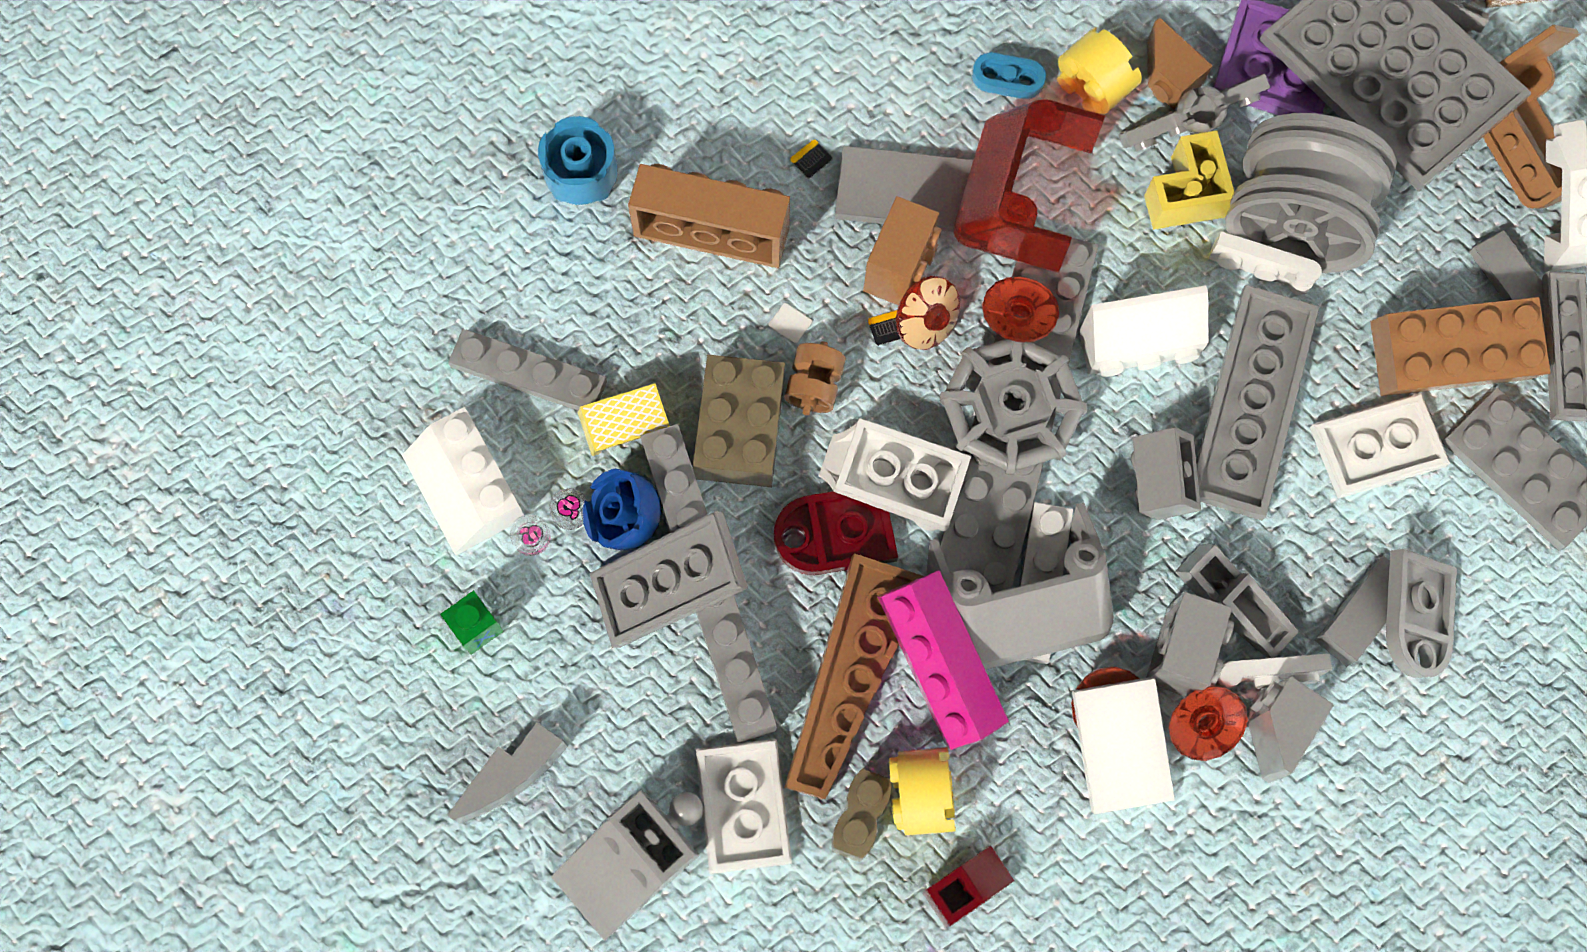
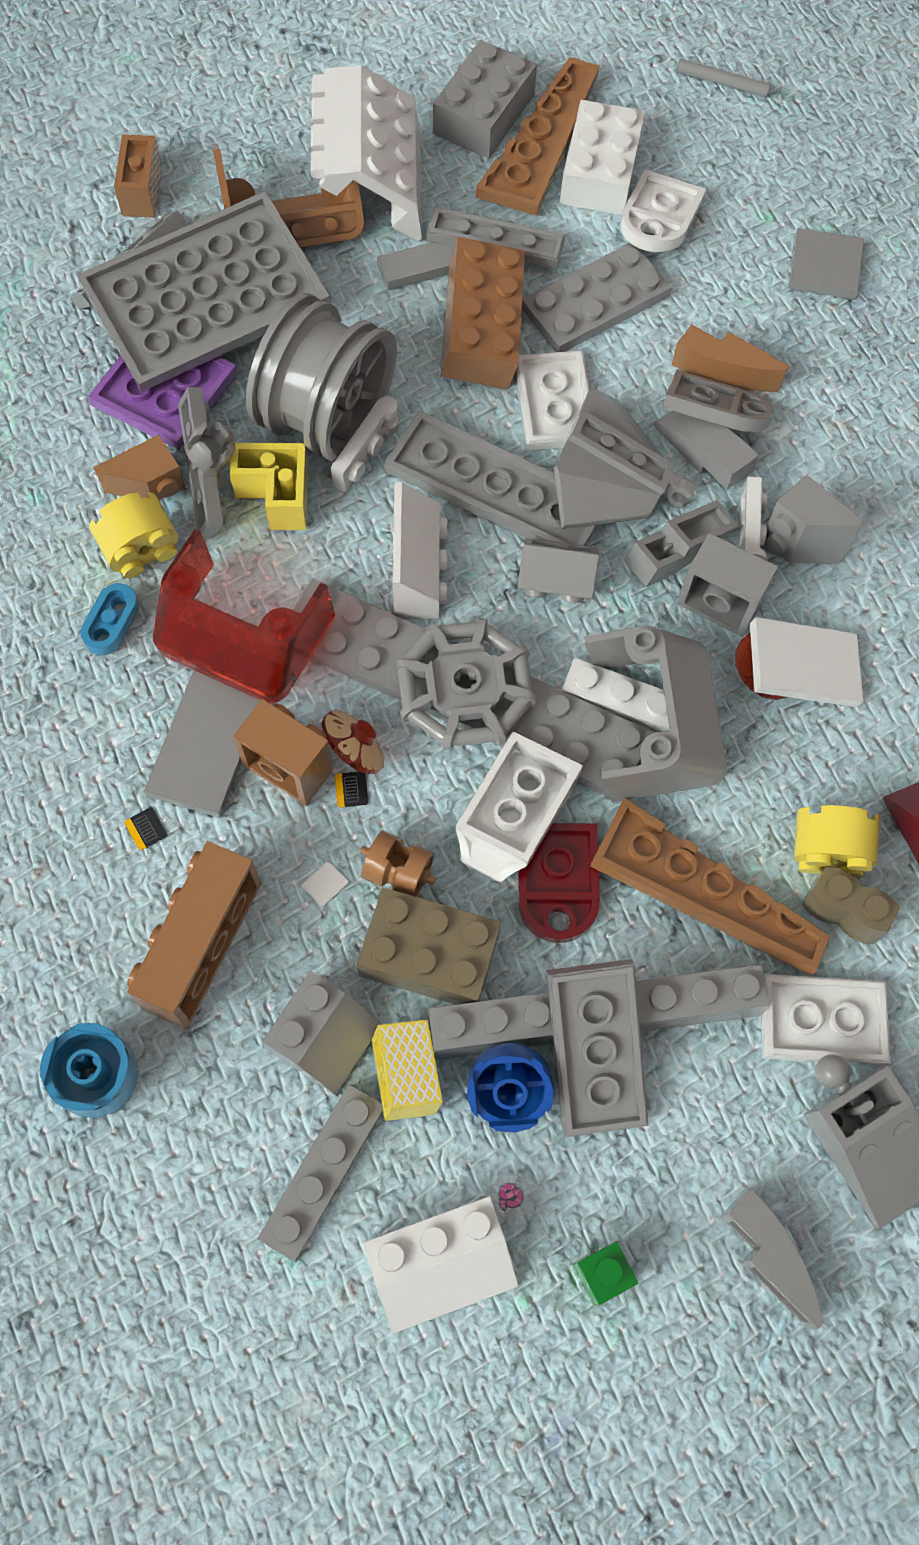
camera: 80 degrees left, 5 degrees down
(567, 509) = (489, 1149): clear tile -> none
(646, 343) = (322, 1033): none -> light grey slope
(943, 660) = (721, 794): dark pink slope -> none
(1022, 298) = (372, 641): clear red dish -> none
(1215, 733) = (794, 589): clear red dish -> none
(1307, 509) = (612, 468): none -> light grey panel
(1482, 620) = (728, 361): none -> medium nougat slope

